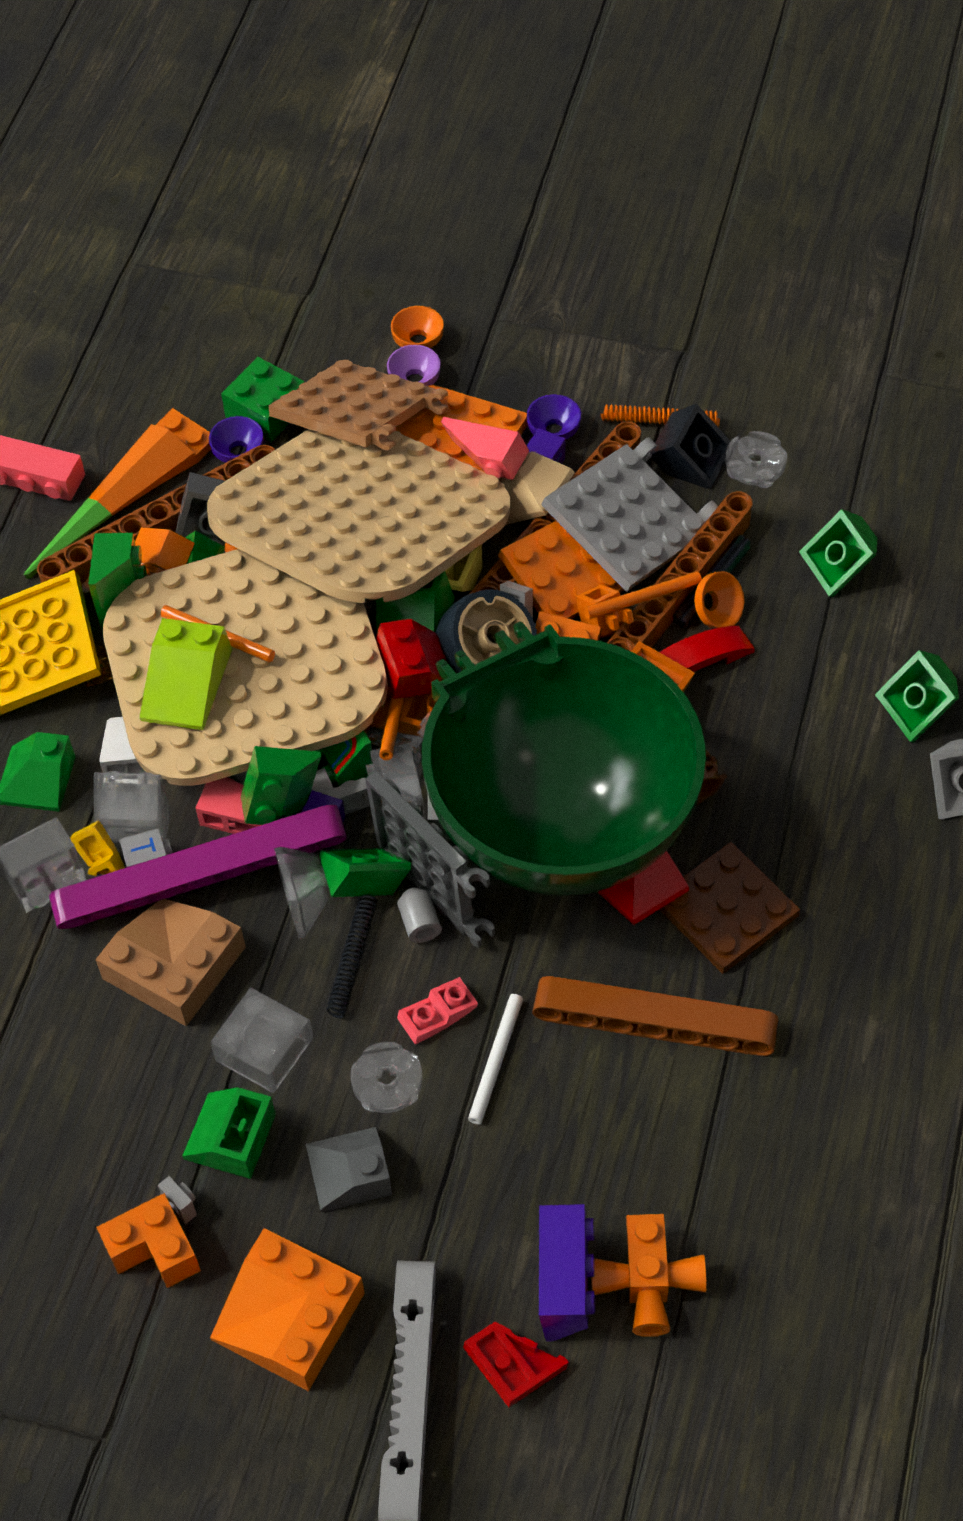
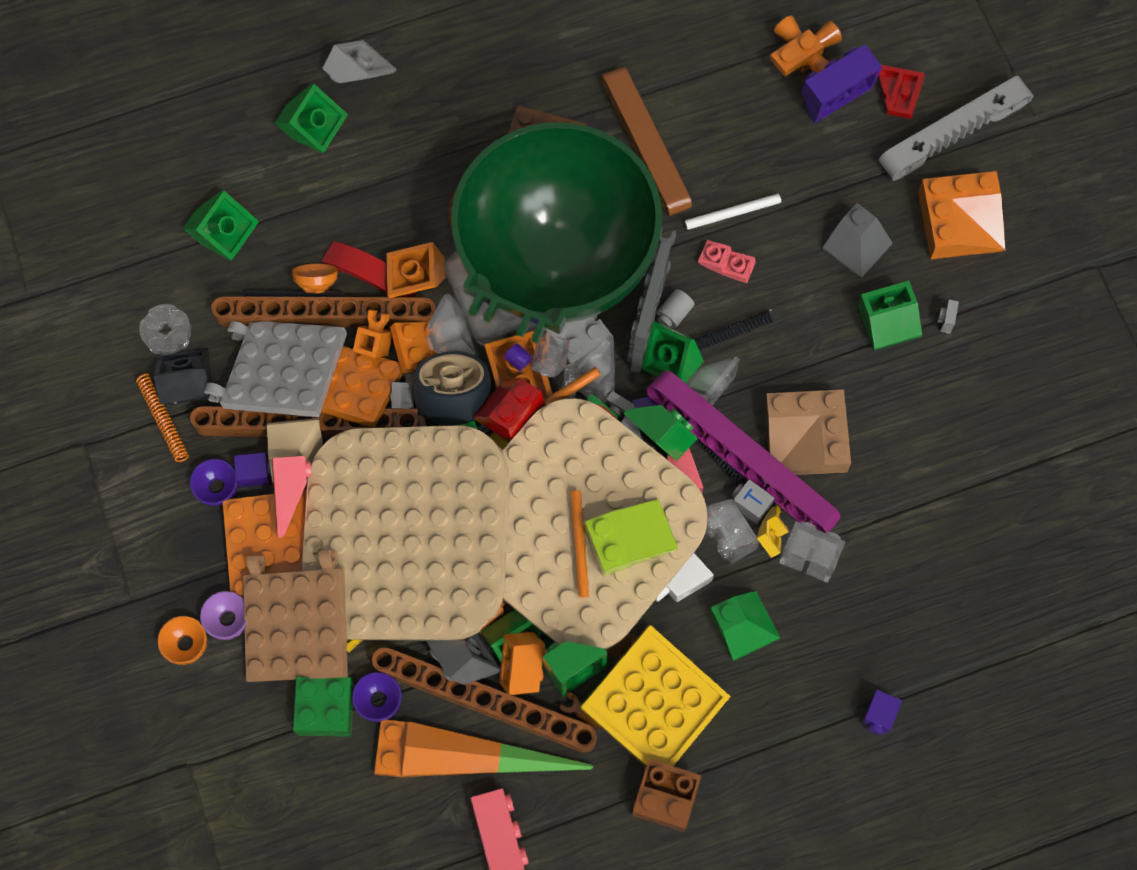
camera: 125 degrees left, 15 degrees up
(150, 1233) = (980, 315): orange brick -> none
(262, 1040) = (822, 339): clear brick -> none
(392, 1096) = (790, 272): clear plate -> none
(642, 595) = (350, 312): orange bar -> none

